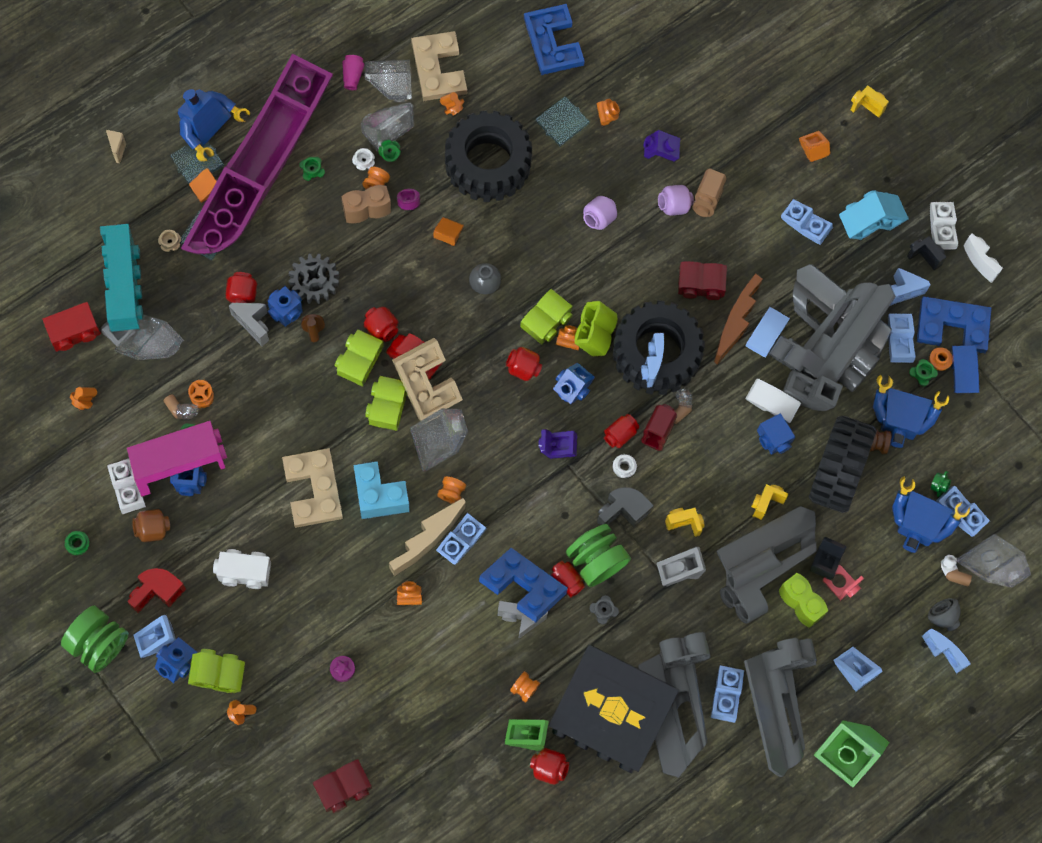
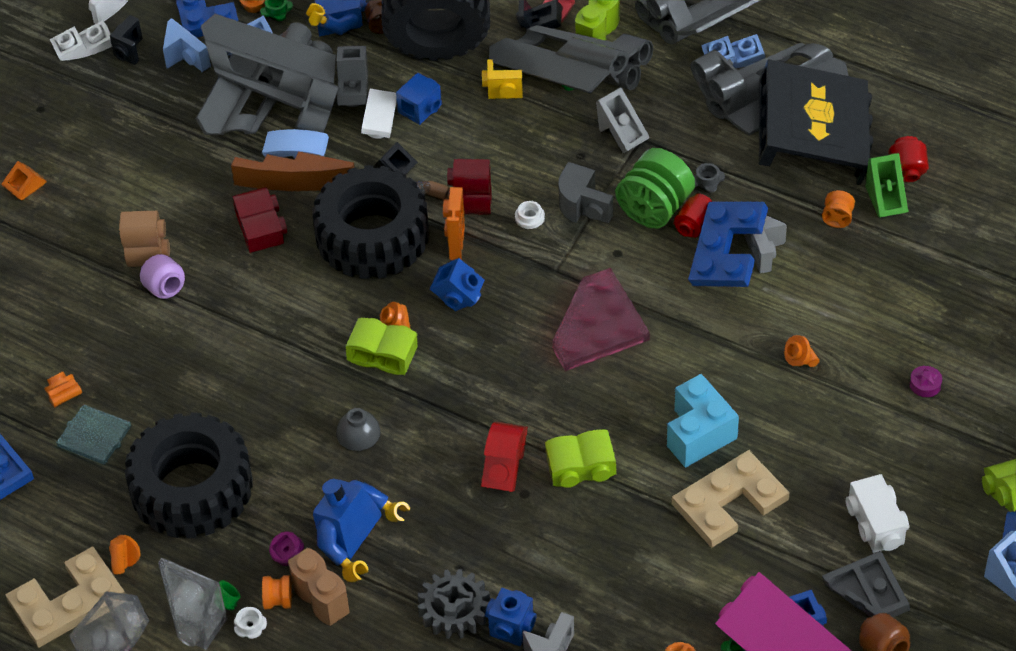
camera: 105 degrees left, 20 degrees down
(158, 583) = (953, 602): red brick -> none
(194, 539) = (869, 586): none -> dark grey wing
(313, 324) = (520, 578): reddish brown plate -> none
(359, 357) = (537, 510): lime brick -> none
(381, 323) = (480, 503): red head -> none
(407, 237) = (346, 519): none -> blue torso
(411, 370) = (533, 416): tan plate -> none
(434, 530) = (715, 353): tan slope -> none
(439, 437) = (597, 388): clear slope -> none
(448, 231) = (309, 490): orange slope -> none
(451, 489) = (654, 355): orange wheel -> none
(461, 539) = (701, 331): light blue slope -> none
(505, 471) = (598, 322): none -> clear pink plate
(523, 363) = (455, 344): red head -> none
(558, 444) = (538, 277): dark purple bracket -> none
(596, 328) = (366, 289): lime brick -> none
(600, 212) = (214, 342): lavender head -> none
(621, 431) = (490, 228): red brick -> none
(629, 401) = (454, 224): none -> orange plate
(652, 365) = (409, 188): light blue slope -> none
(662, 145) = (91, 318): dark purple bracket -> none
(681, 517) = (563, 140): yellow bracket -> none
(721, 396) = (397, 159): none -> black slope
(805, 222) = (133, 156): light blue slope -> none
(872, 213) = (105, 90): medium azure brick -> none

